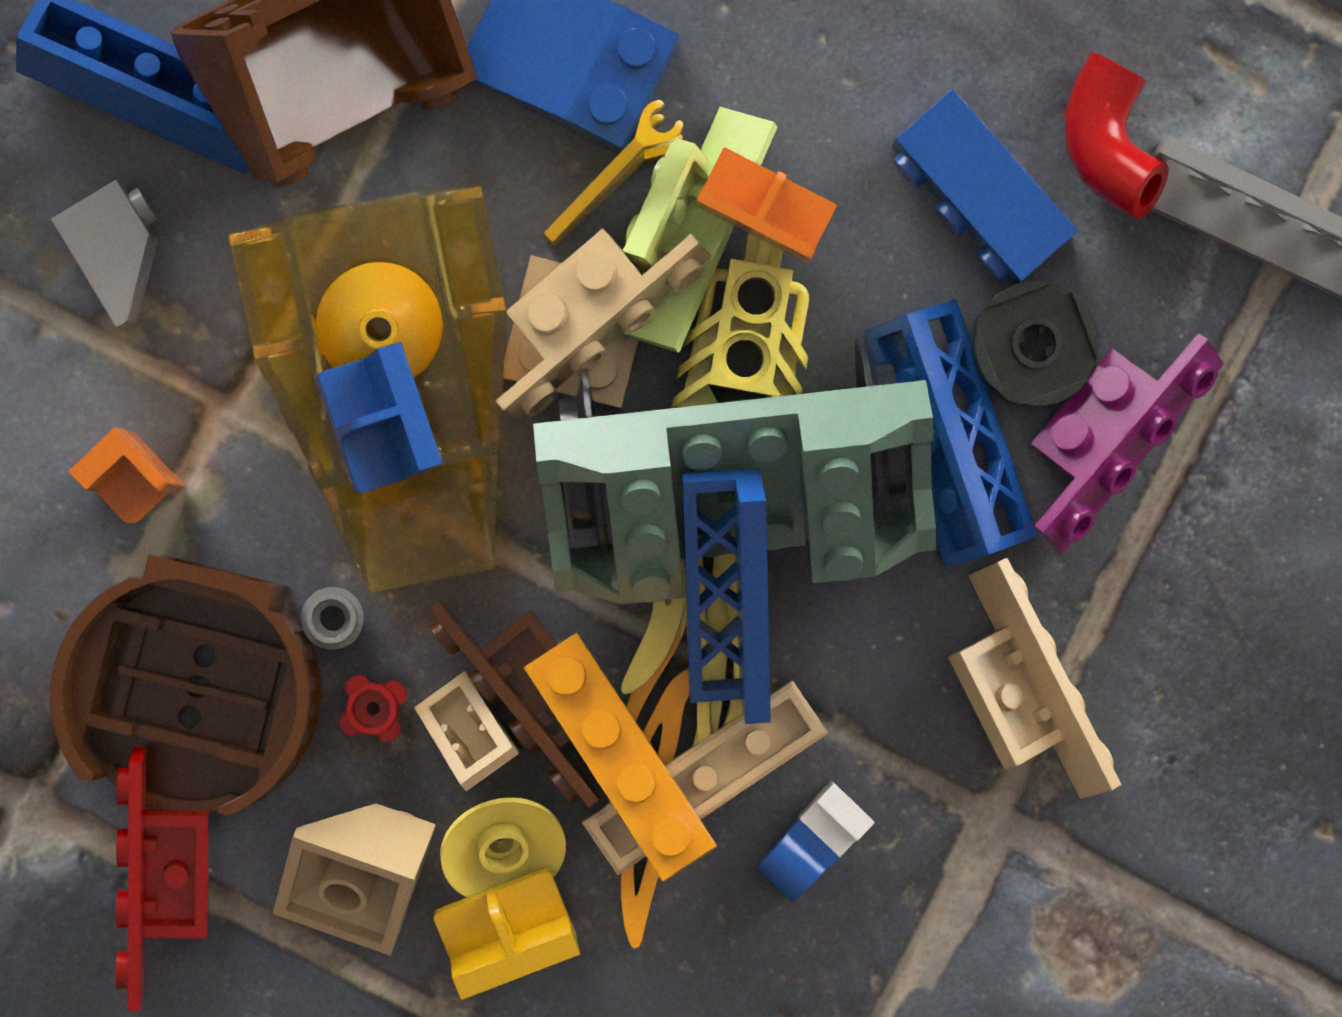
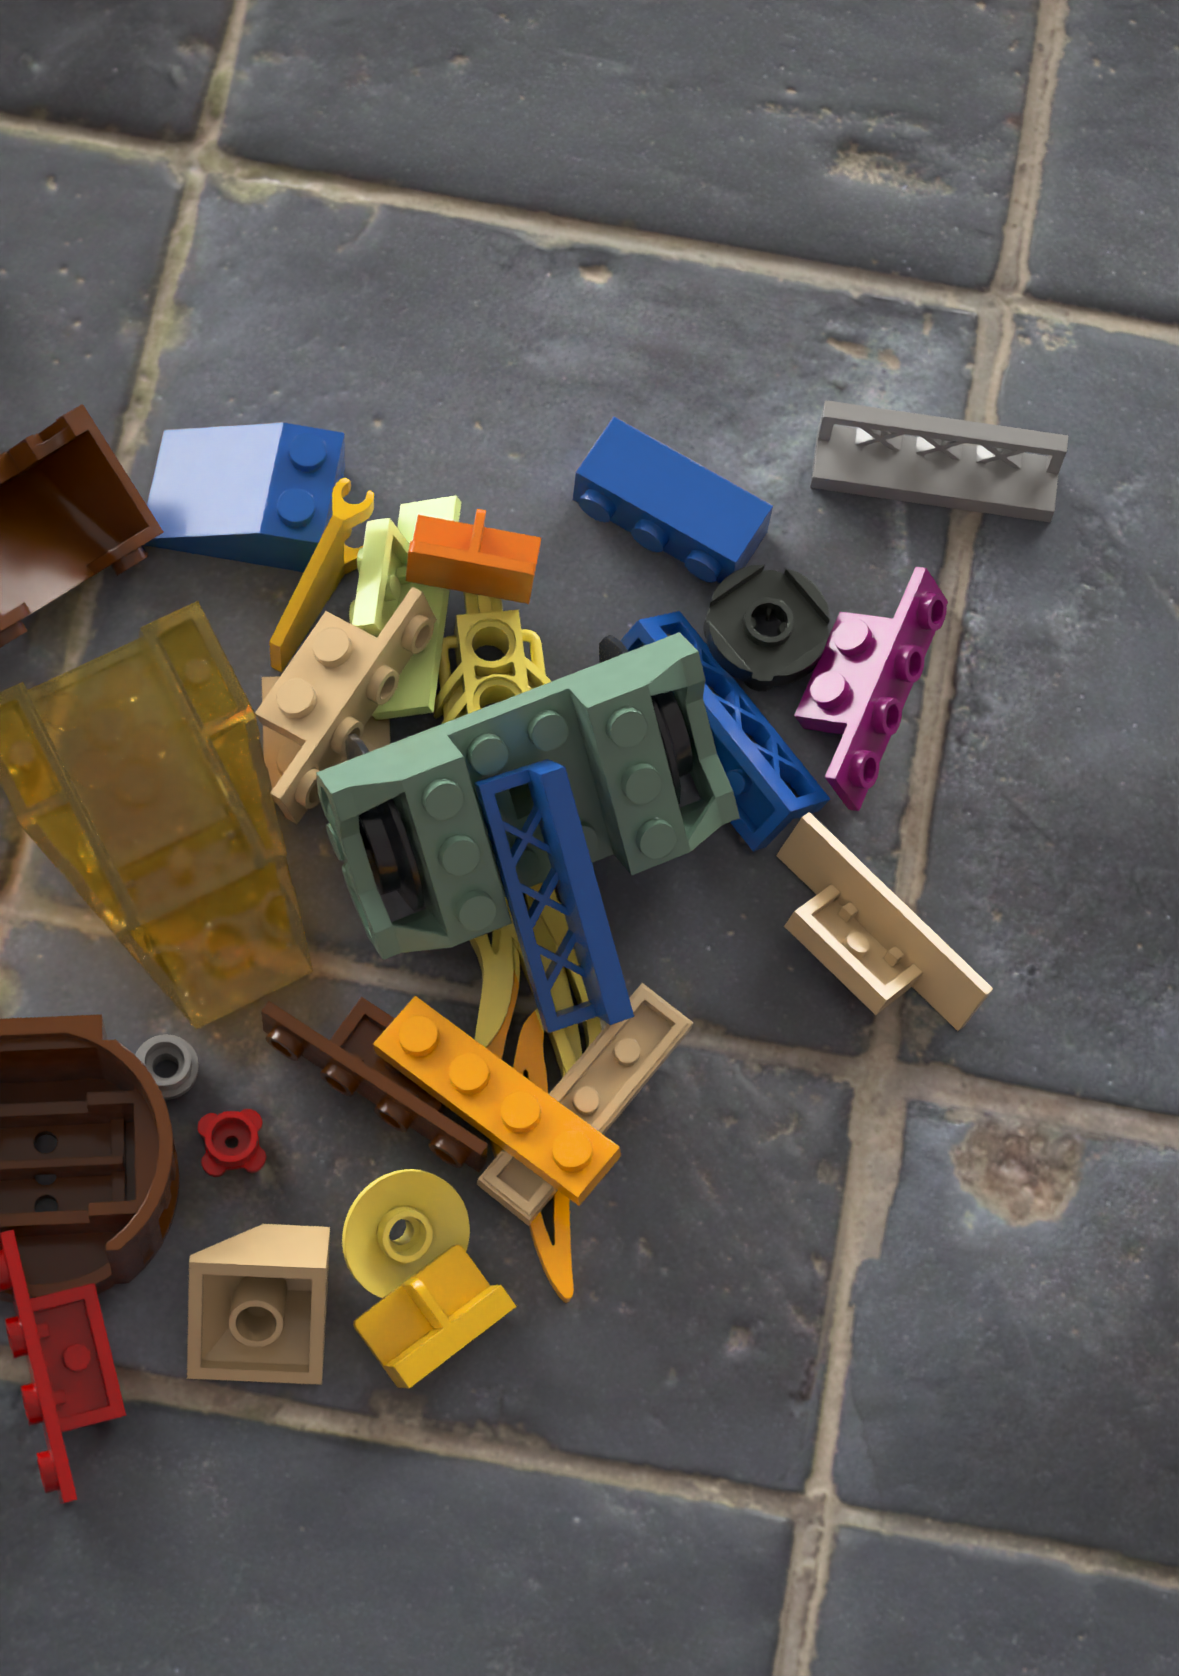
camera: 25 degrees left, 20 degrees down
(379, 419) = (163, 843): blue panel -> none
(382, 292) = (130, 805): yellow dish -> none
(467, 731) = (338, 1134): tan slope -> none
(814, 841) = (715, 1135): leg -> none
(1100, 142) = (765, 435): red cylinder -> none

